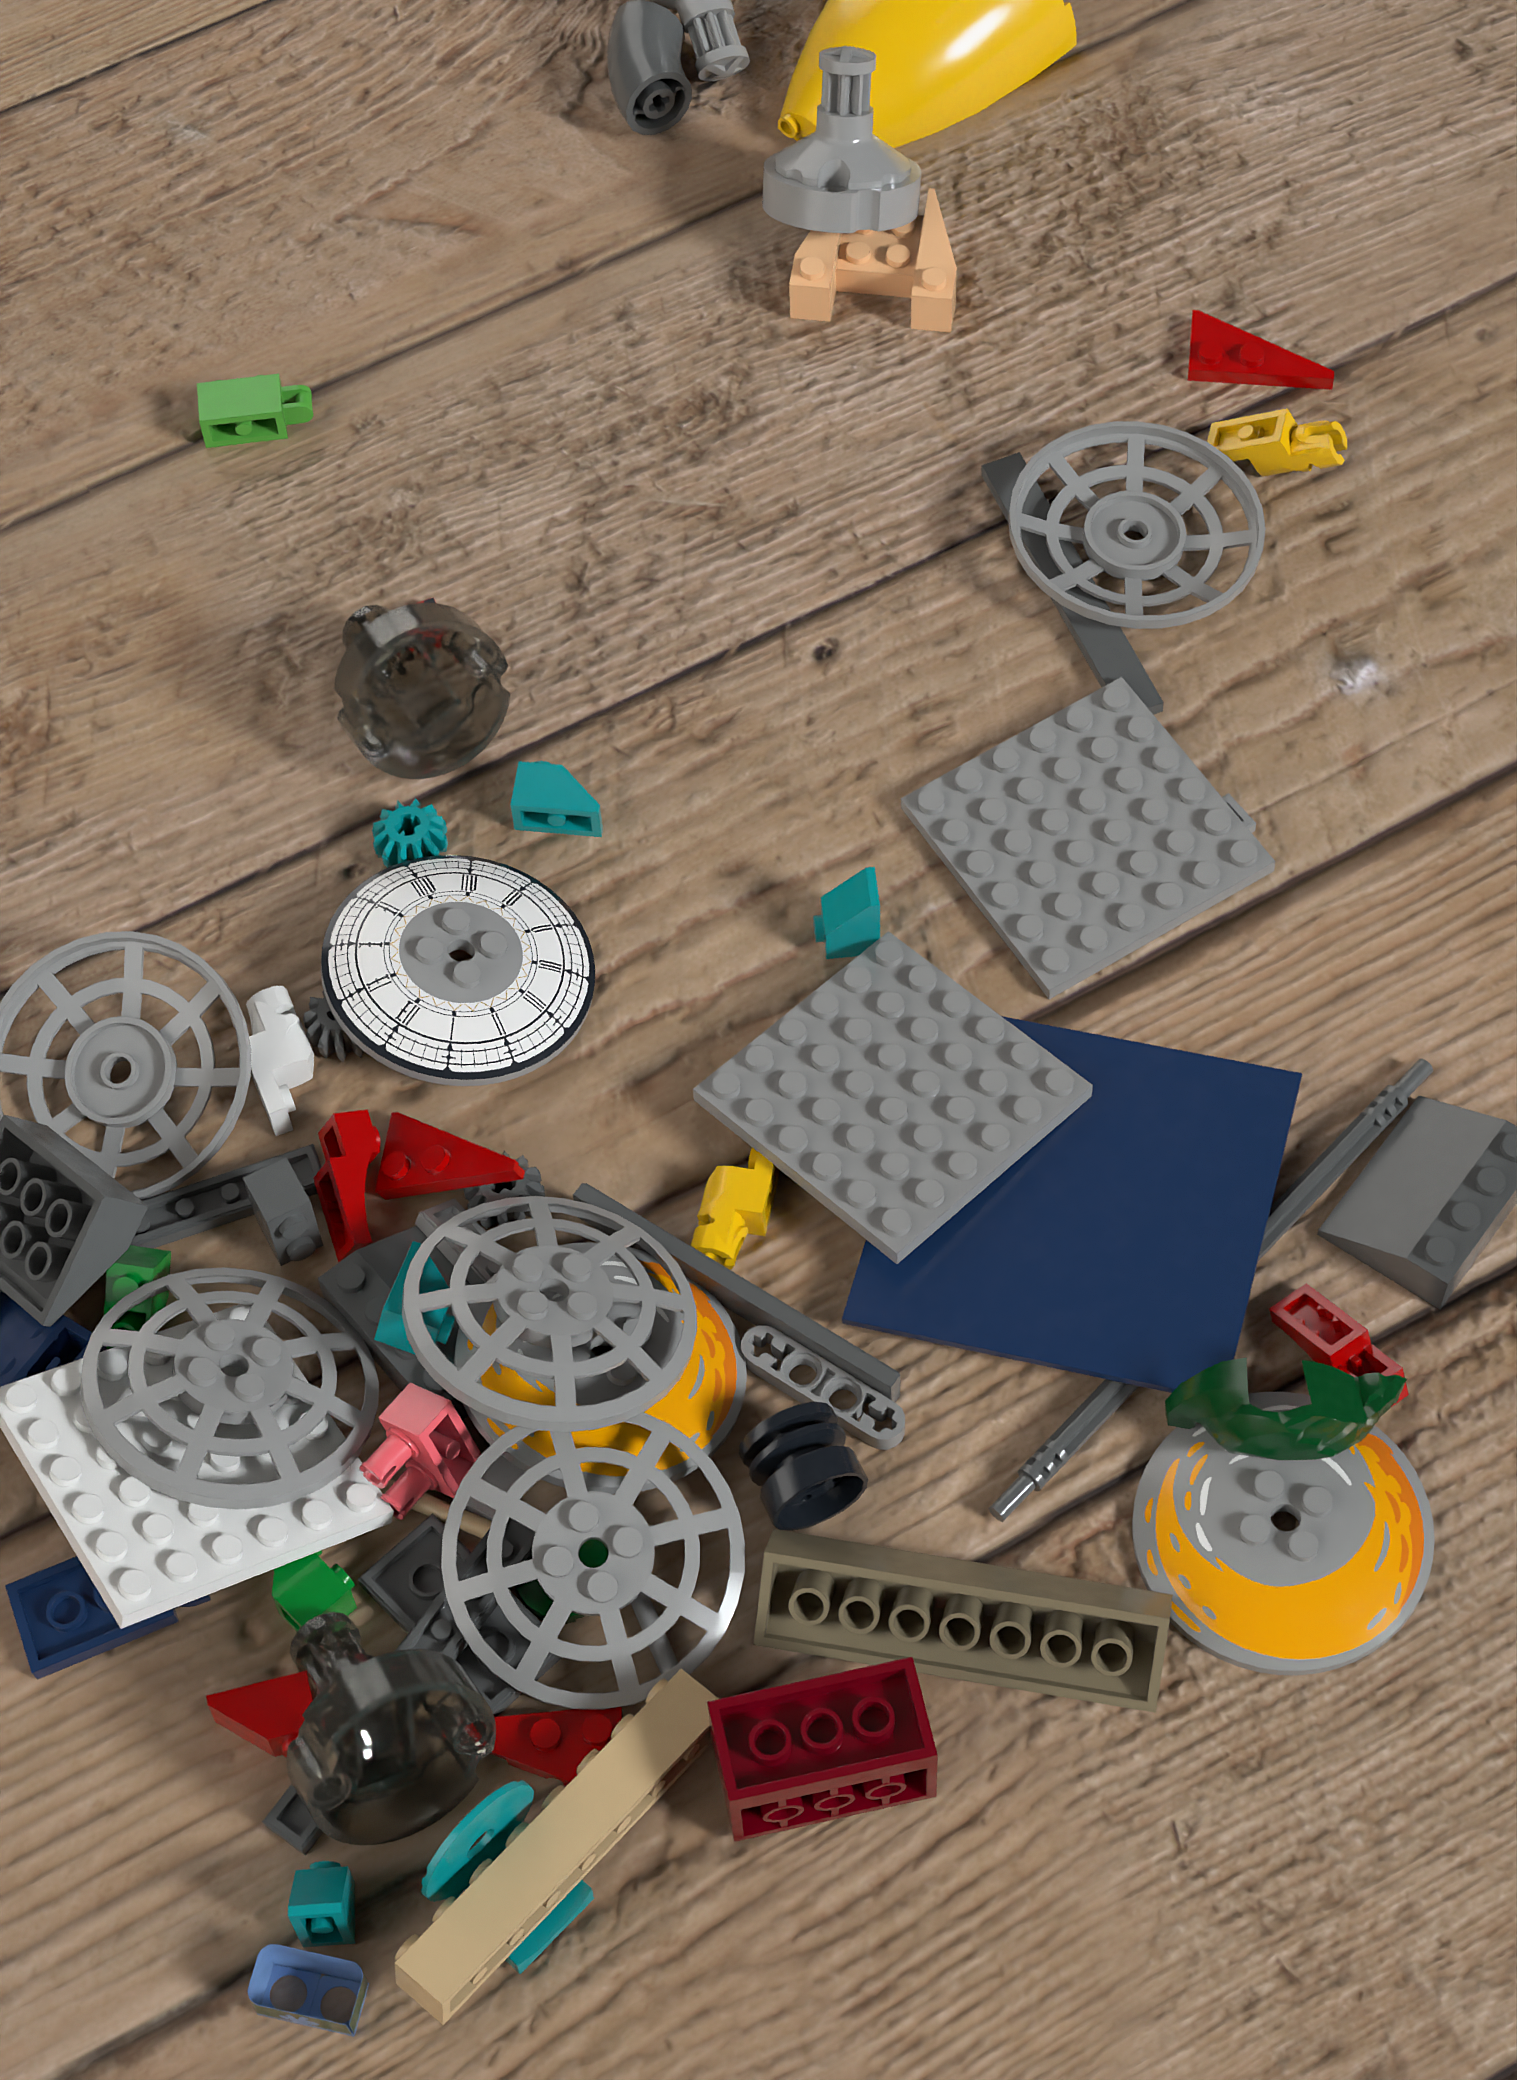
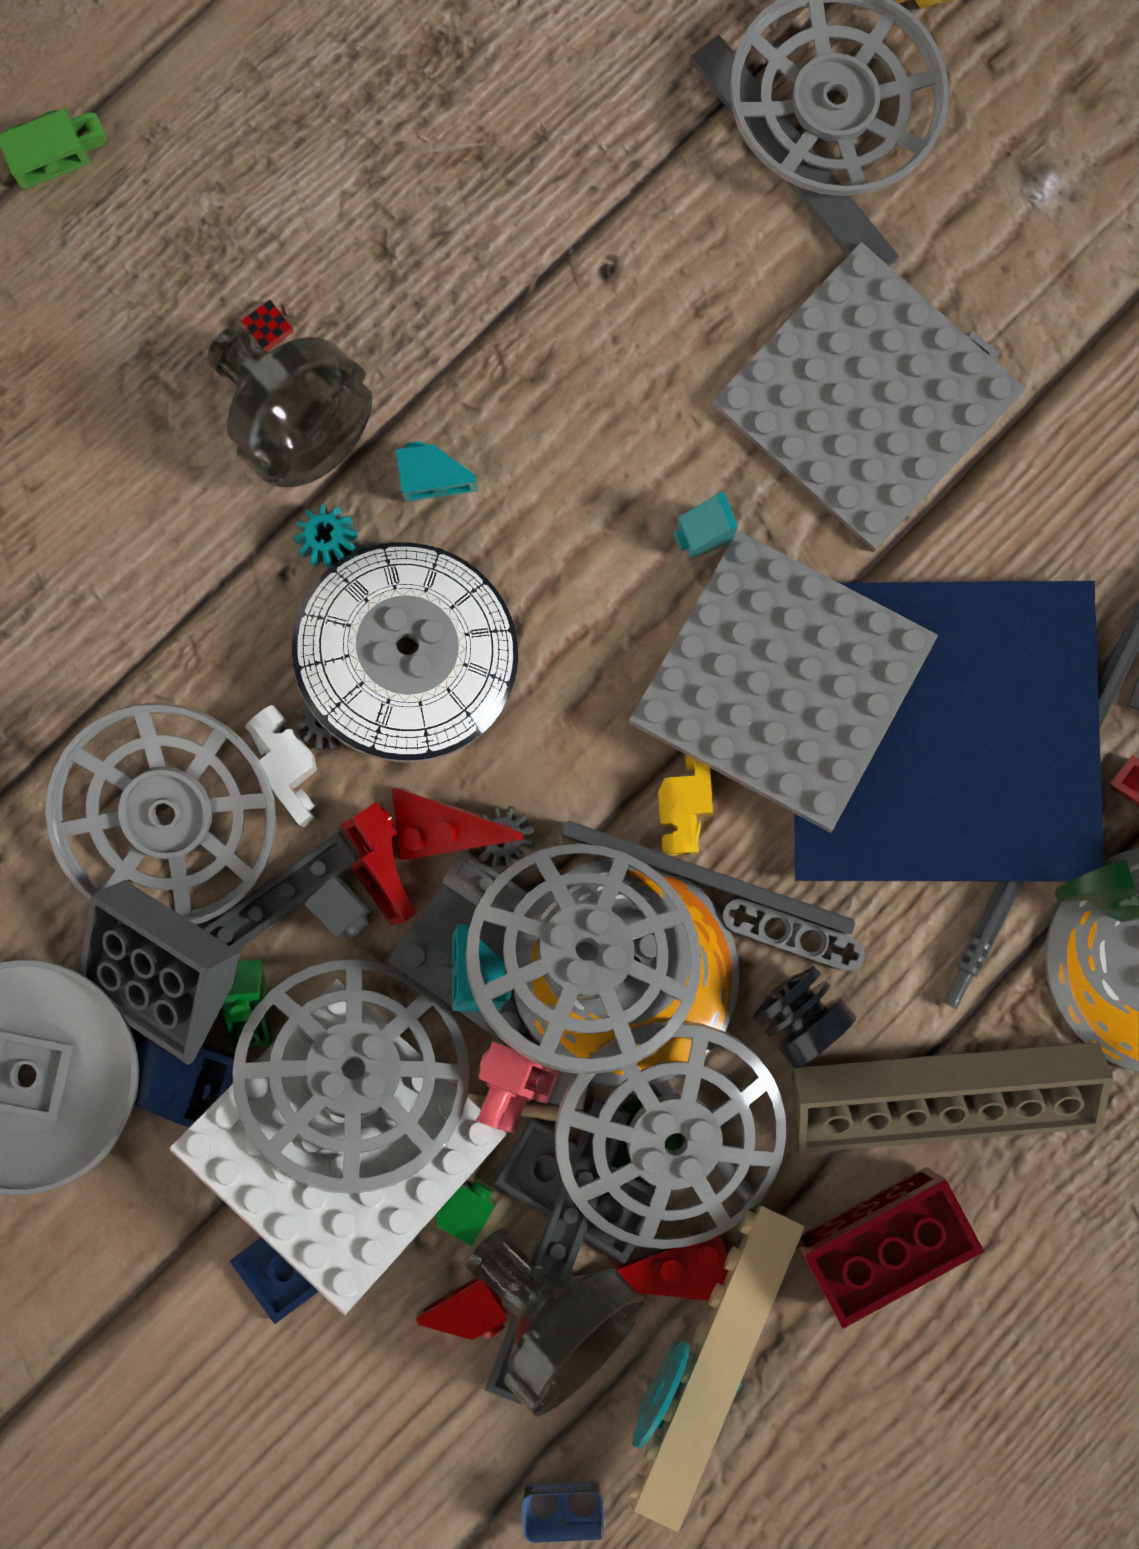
camera: 20 degrees left, 25 degrees up
(323, 1905) = (553, 1449): teal slope -> none

